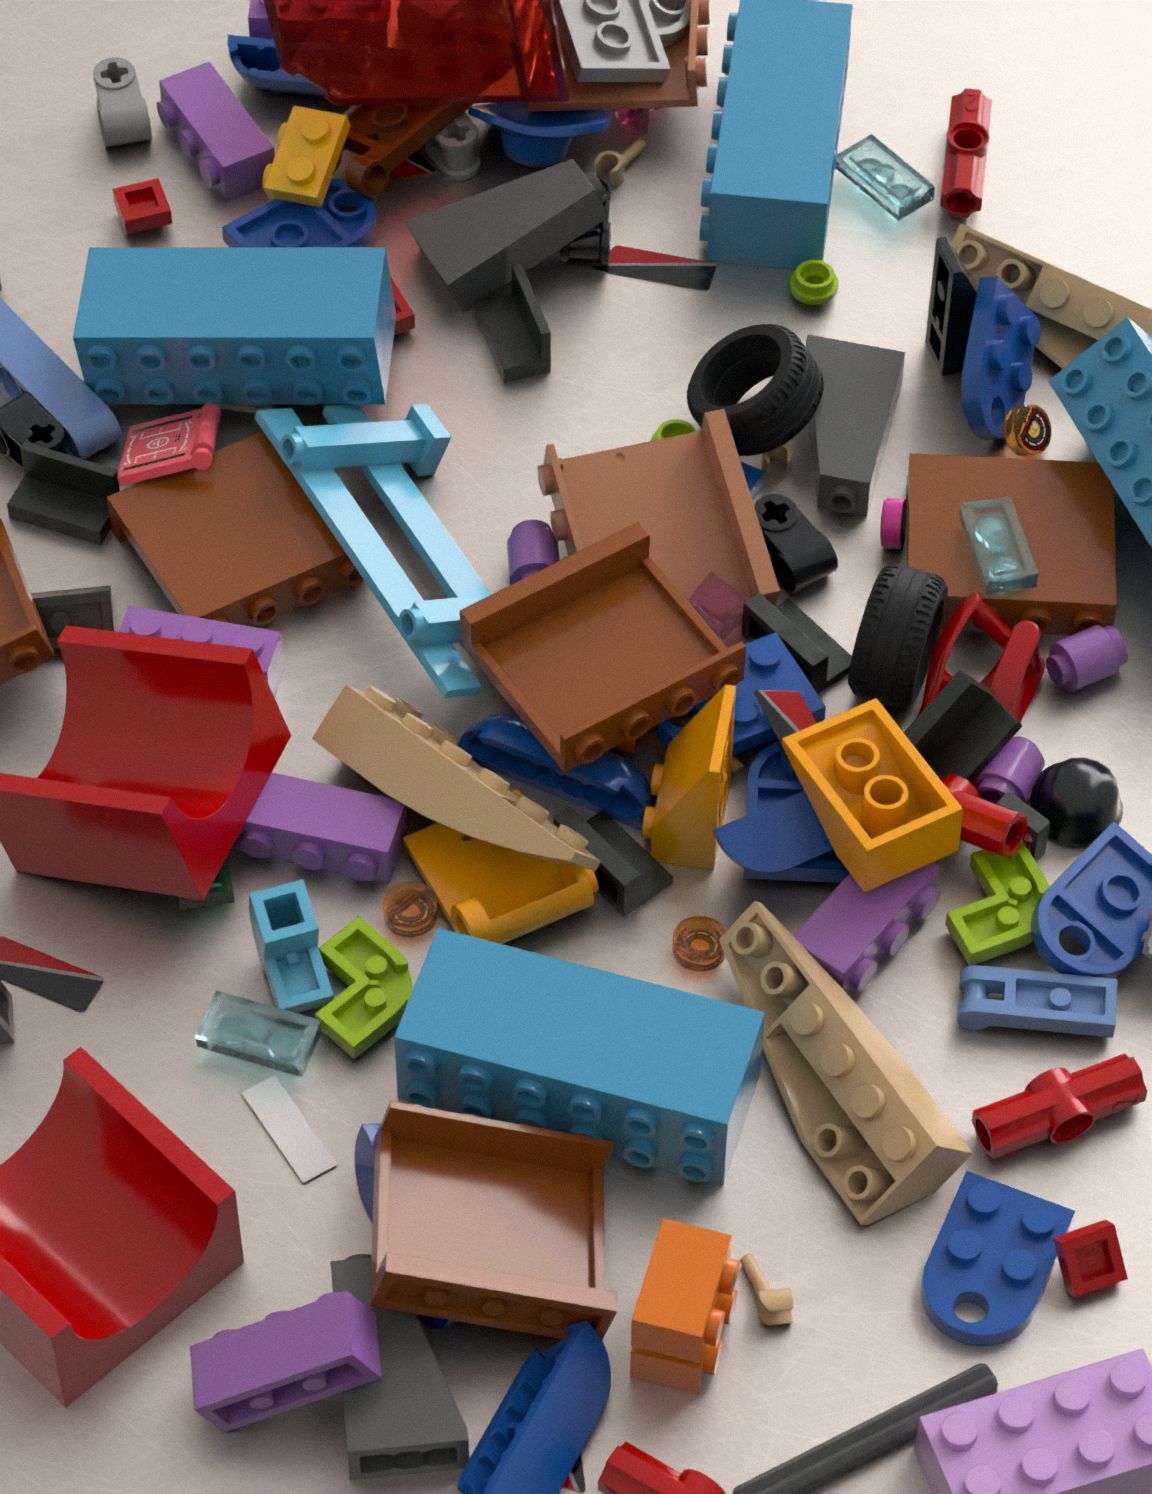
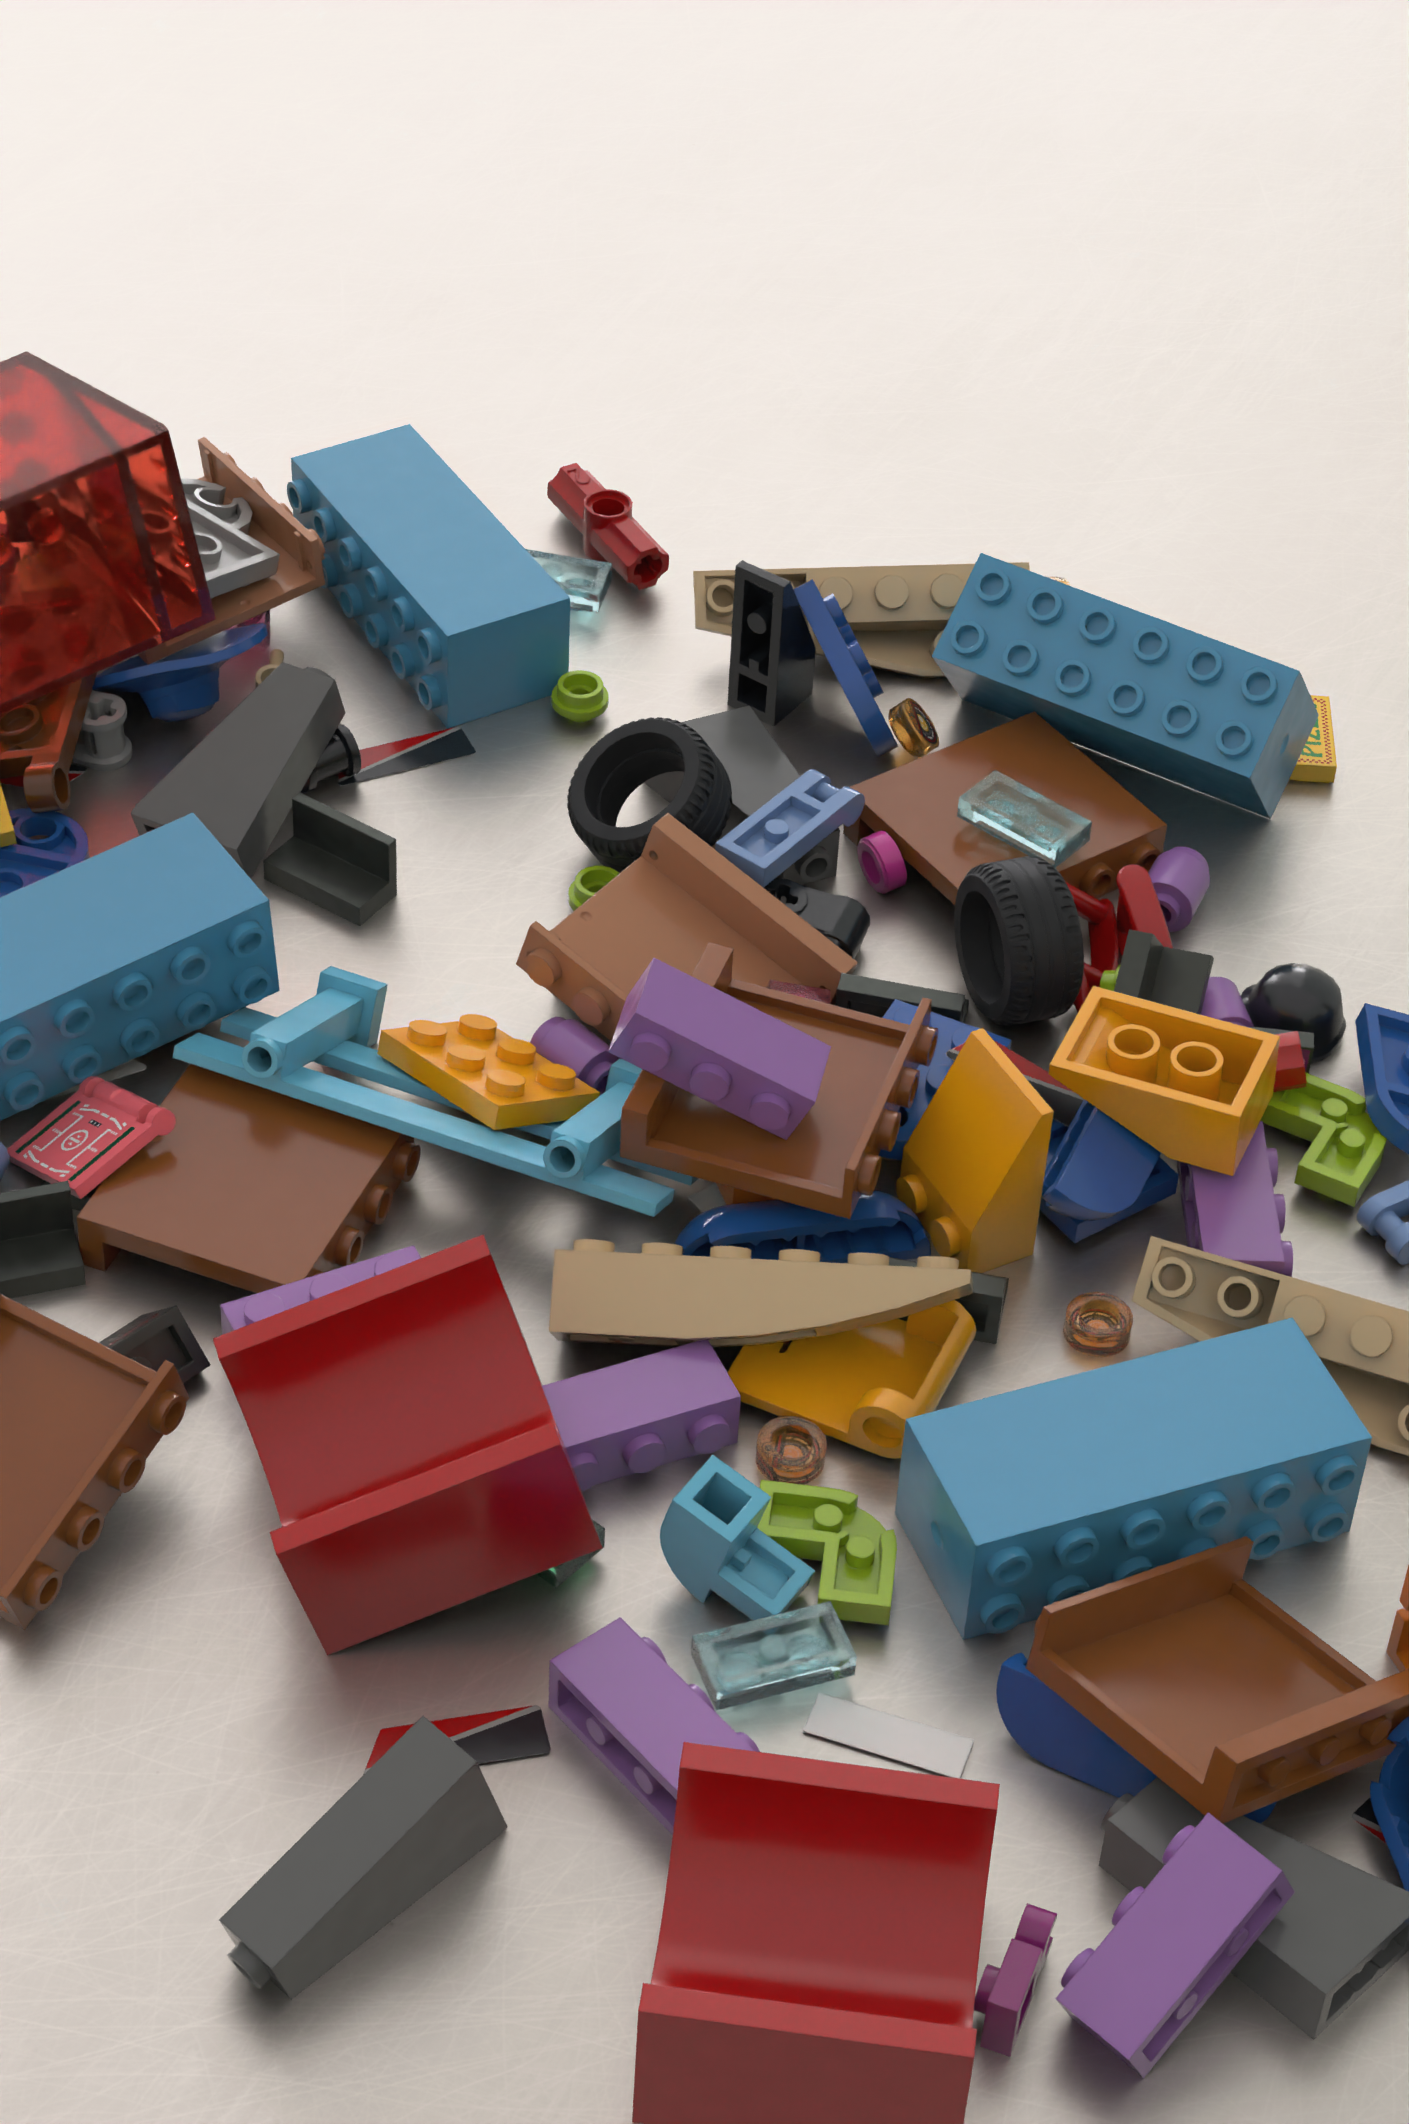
camera: 40 degrees left, 10 degrees down
(141, 1026) = (635, 1713): none -> medium lavender brick
(194, 1321) = (1008, 1990): none -> magenta plate
(455, 535) = (486, 1071): none -> light orange plate
(554, 604) = (720, 1049): none -> medium lavender brick
(822, 462) = (790, 826): none -> medium blue plate

